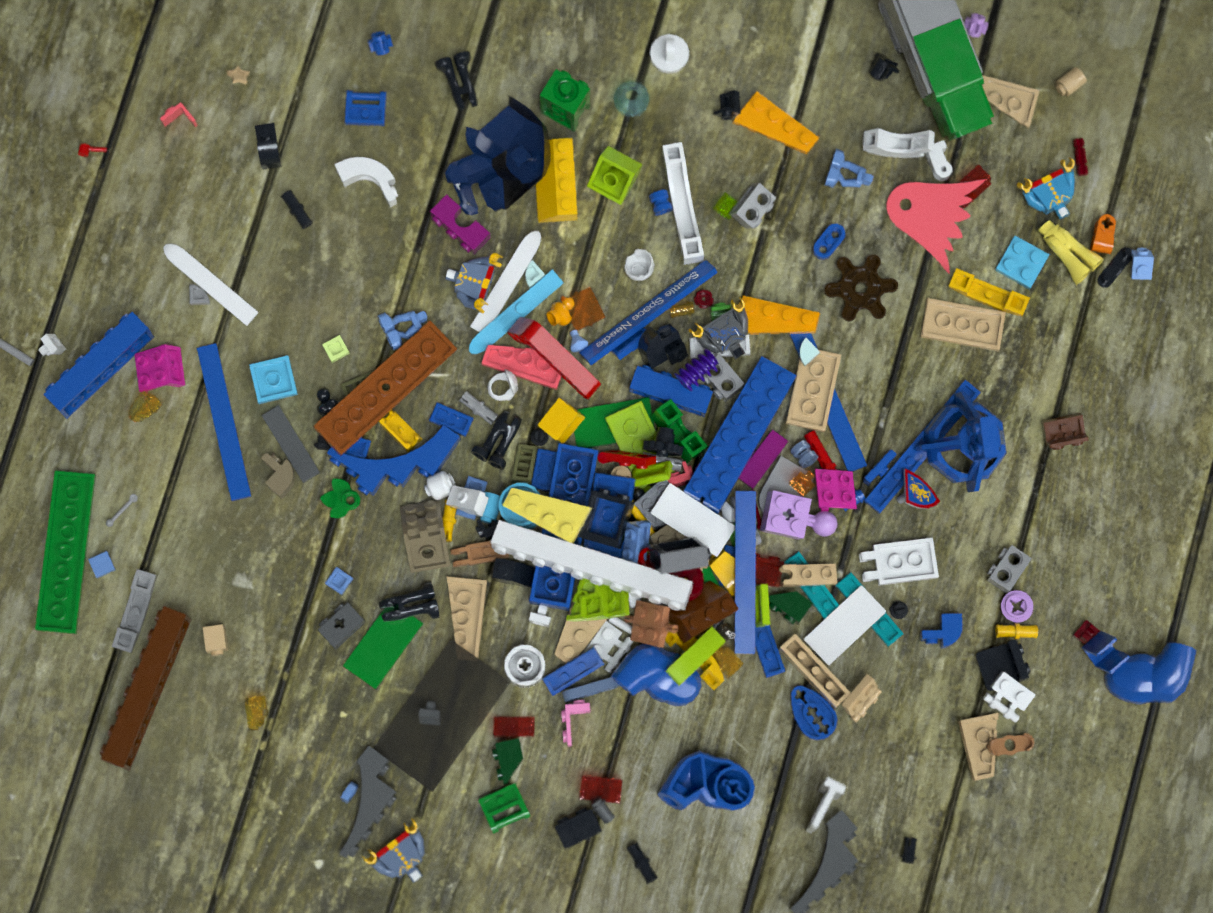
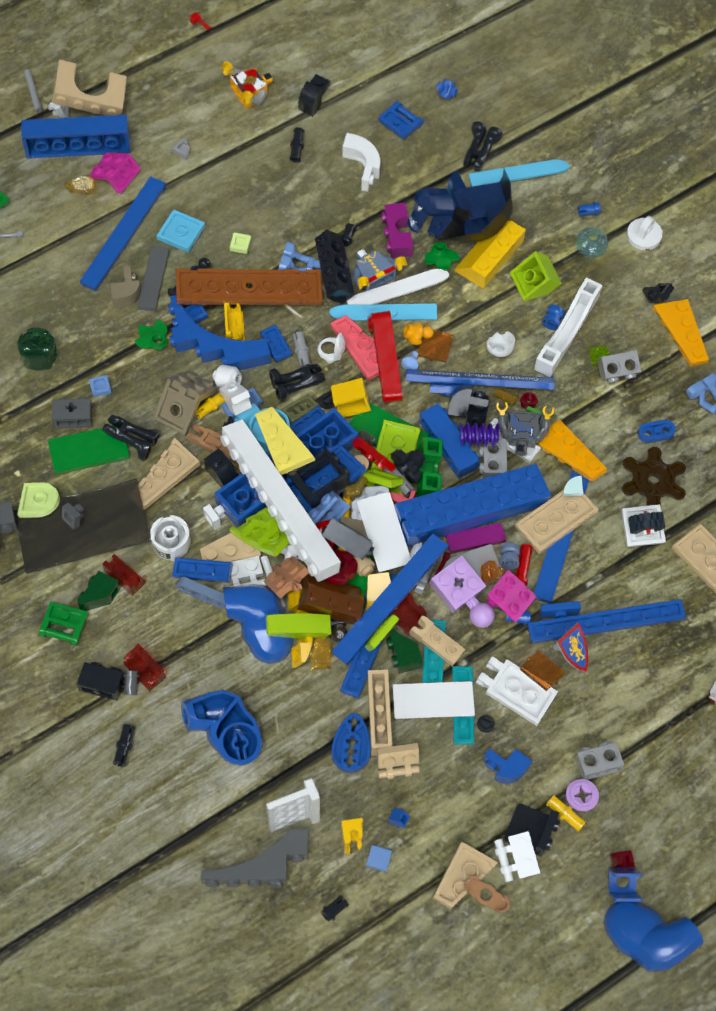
camera: 40 degrees right, 15 degrees down
(51, 330) = (67, 94): none -> tan arch
(174, 112) = (271, 36): coral bracket -> none
(200, 183) = (247, 84): none -> torso
(210, 283) = (197, 148): white piece -> none
(238, 75) = (335, 45): tan piece -> none
(259, 594) = (37, 349): none -> clear green brick
(386, 724) = (38, 500): none -> yellowish green tile
(420, 265) = (348, 234): none -> black pin
(438, 306) = (334, 266): none -> black brick
(512, 79) = (519, 172): none -> medium azure piece
(520, 222) = (441, 256): none -> green plate
(533, 274) = (420, 297): light aqua tile -> none
(564, 99) = (541, 200): green torso -> none
(577, 707) = (174, 594): bright pink bracket -> none
(601, 70) = (589, 209): none -> blue pin
(604, 446) = (366, 437): none -> clear smoke tile
(641, 502) = (355, 489): none -> clear yellow arm
(876, 785) = (351, 831): none -> yellow hinge
(886, 338) = (643, 525): none -> plate
(897, 741) = (398, 818): none -> blue piece
(907, 530) = (542, 670): none -> clear orange piece
(908, 784) = (378, 858): none -> medium blue tile
(978, 439) = (652, 635): blue plate -> none

